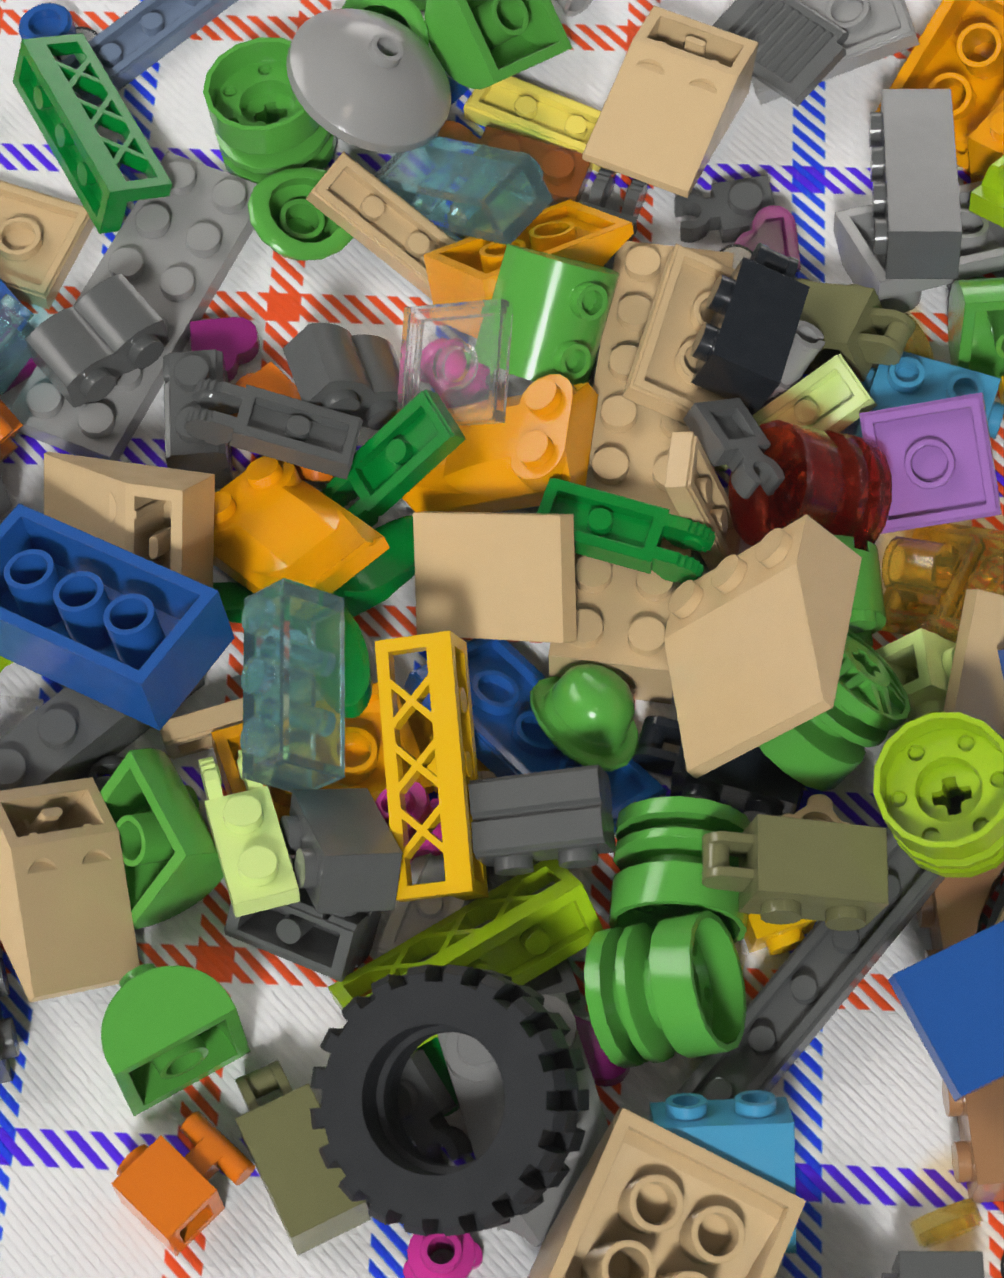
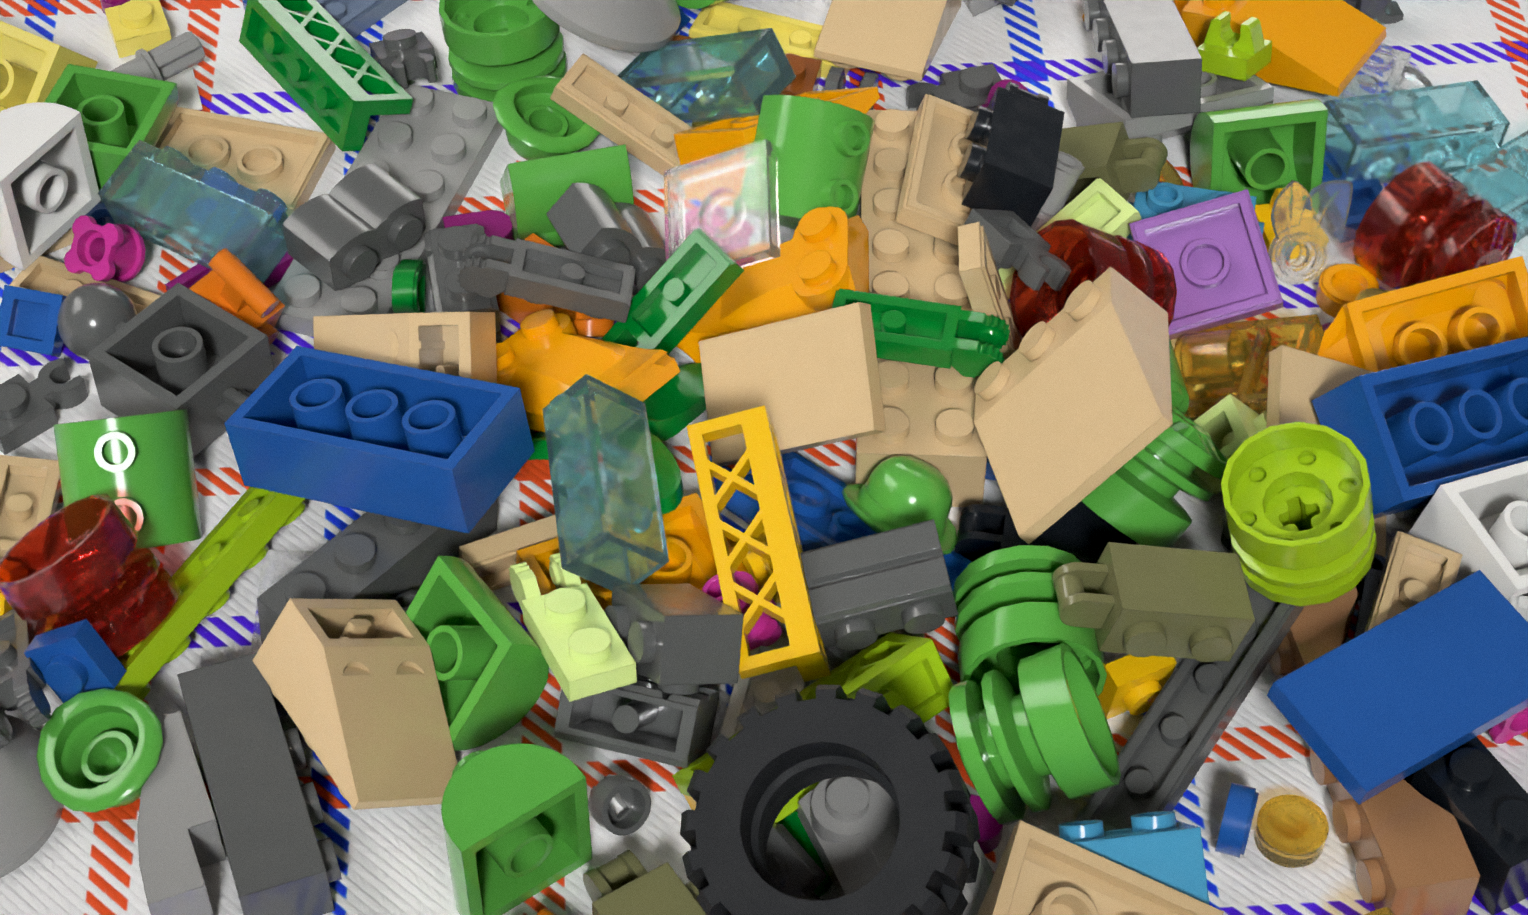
camera: 10 degrees left, 15 degrees down
(145, 416) = (409, 287): none -> green tile
(173, 122) = (406, 56): none -> dark grey plate
(288, 305) = (537, 184): none -> bright green brick
(288, 1015) = (629, 794): none -> dark grey hinge
(848, 1084) = (1237, 820): none -> blue tile
(901, 1094) = (1291, 831): none -> clear yellow tile

